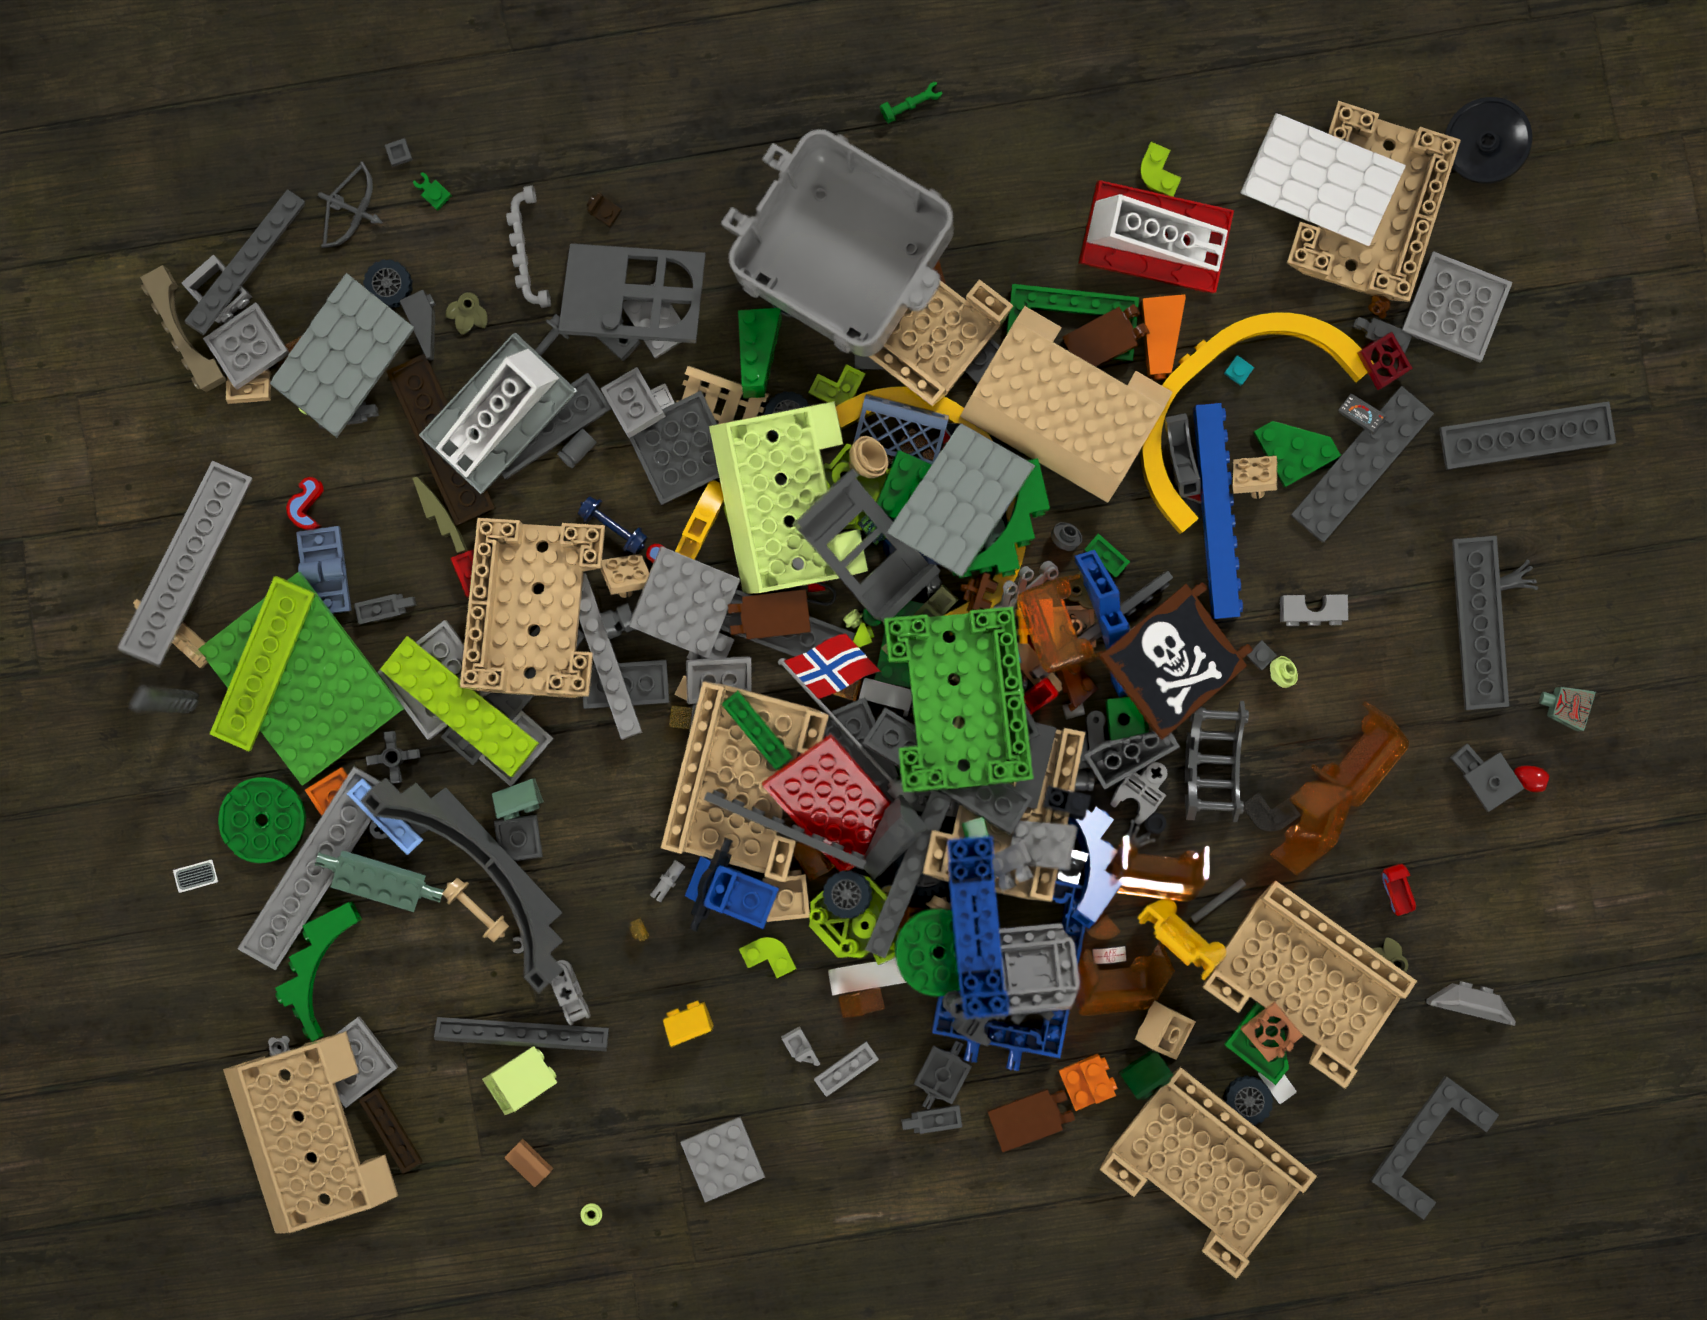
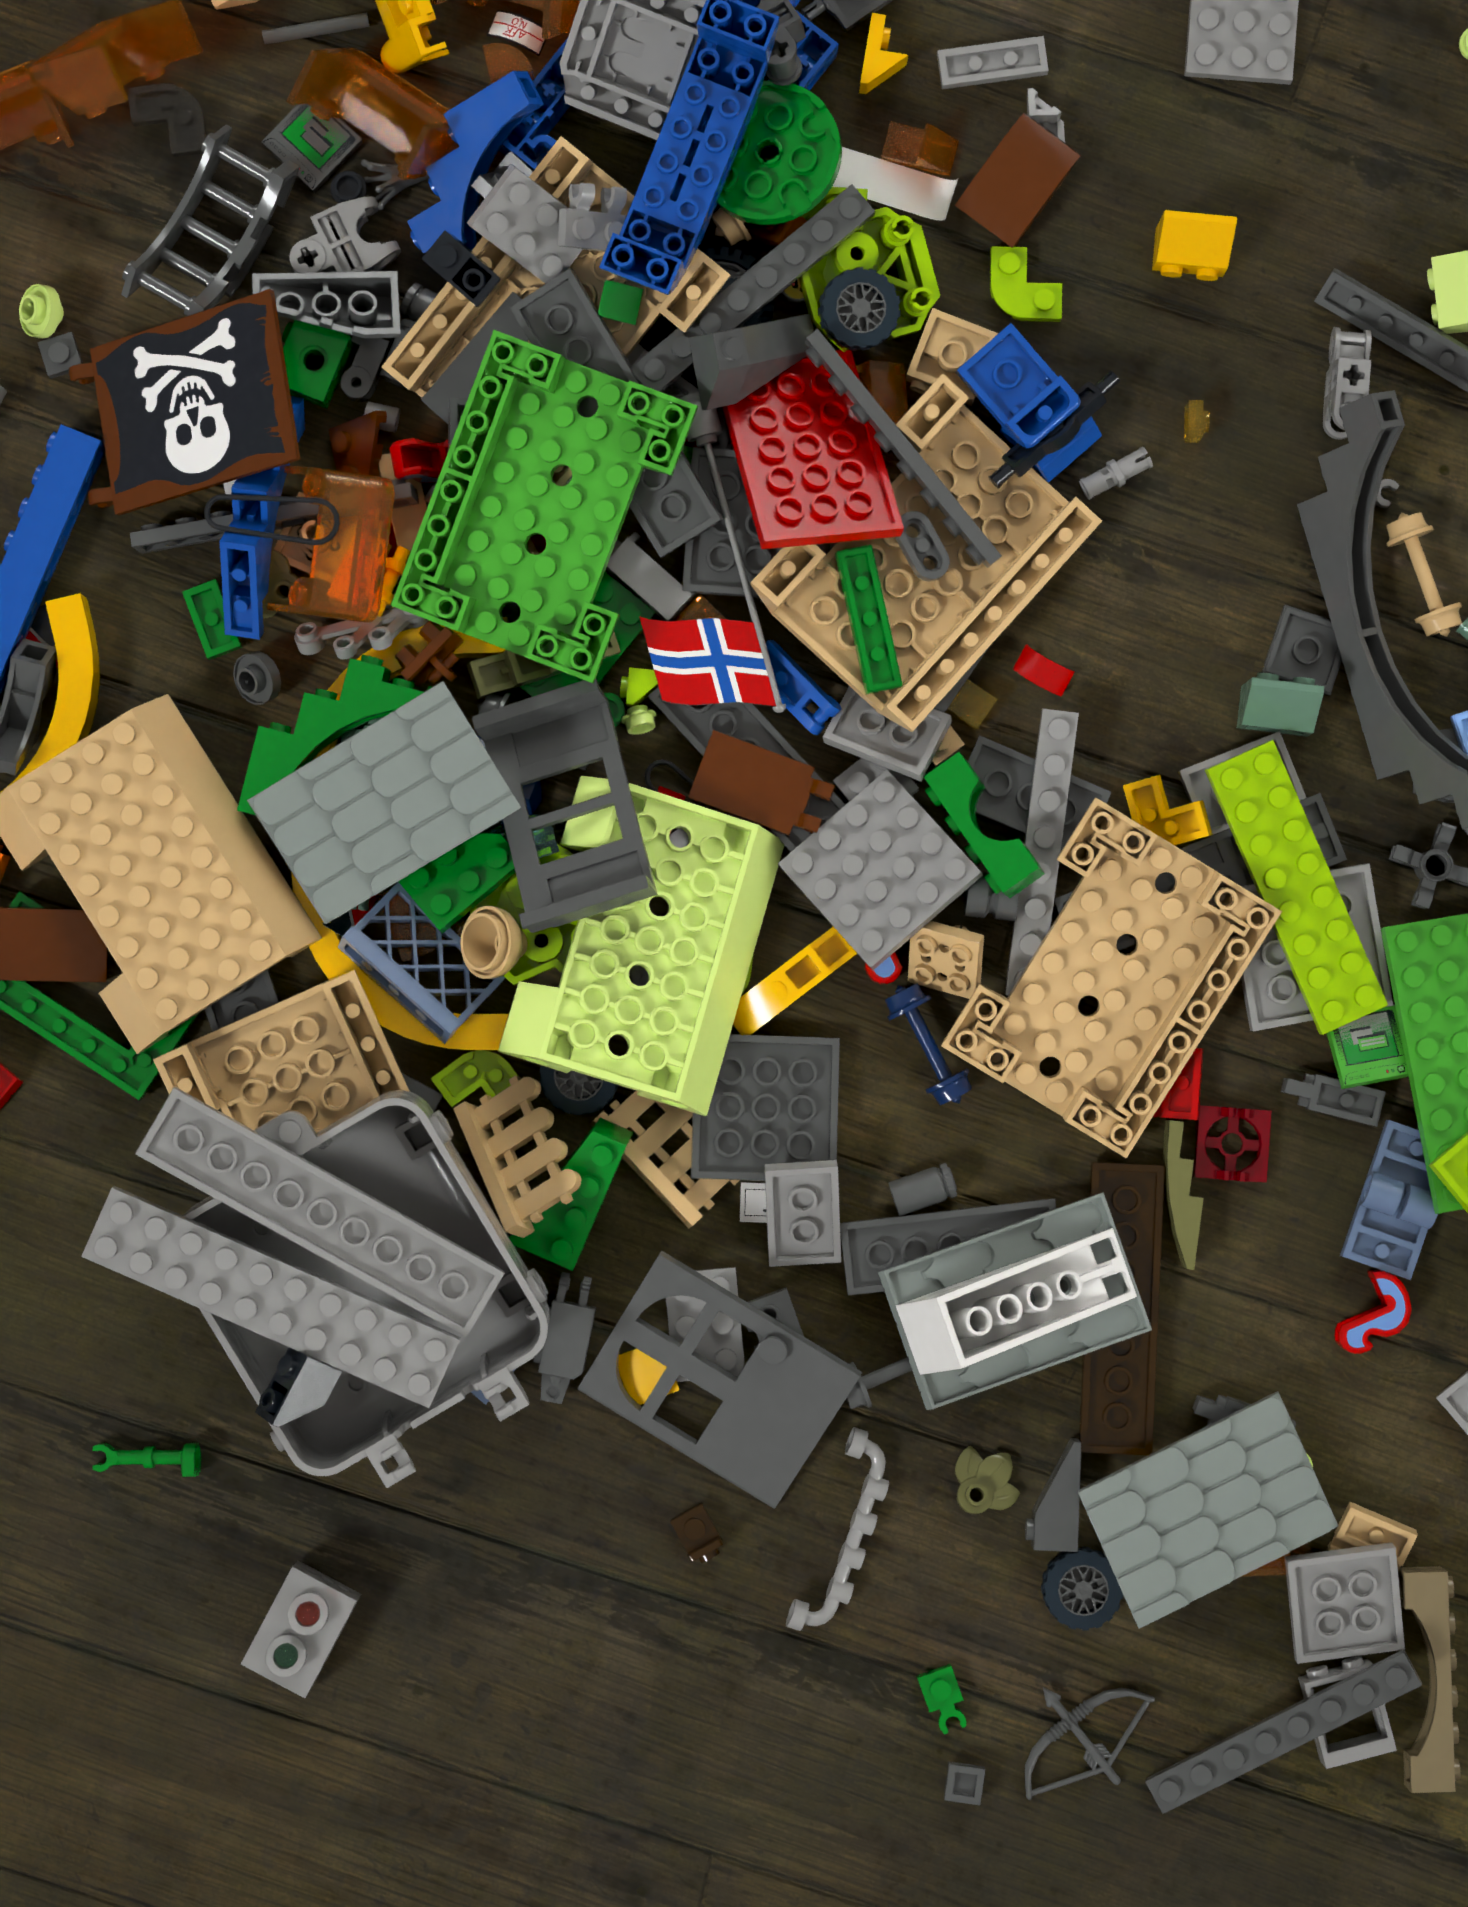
camera: 150 degrees left, 0 degrees up
(378, 641) = (1369, 1049): none -> tile
(406, 547) = (1257, 1169): none -> dark red piece
(555, 707) = (1150, 809): none -> yellow plate
(652, 755) = (1043, 671): none -> red sticker
(665, 666) = (958, 790): none -> green arch
(675, 276) = (641, 1374): none -> yellow sticker
(722, 274) = (566, 1342): none -> dark grey hinge
(747, 786) = (923, 546): none -> dark grey plate
(776, 677) = (799, 690): none -> blue plate
(783, 54) = (301, 1629): none -> light grey piece
(799, 1010) = (1018, 180): none -> reddish brown slope
(806, 346) = (491, 1149): none -> tan fence
(844, 170) = (296, 1388): none -> slope
(879, 264) = (319, 1212): none -> light grey plate
(882, 208) = (270, 1296): none -> light grey plate
(908, 1035) = (879, 64): none -> yellow slope
(1095, 609) = (275, 499): none -> black piece
(1186, 835) = (312, 144): none -> tile

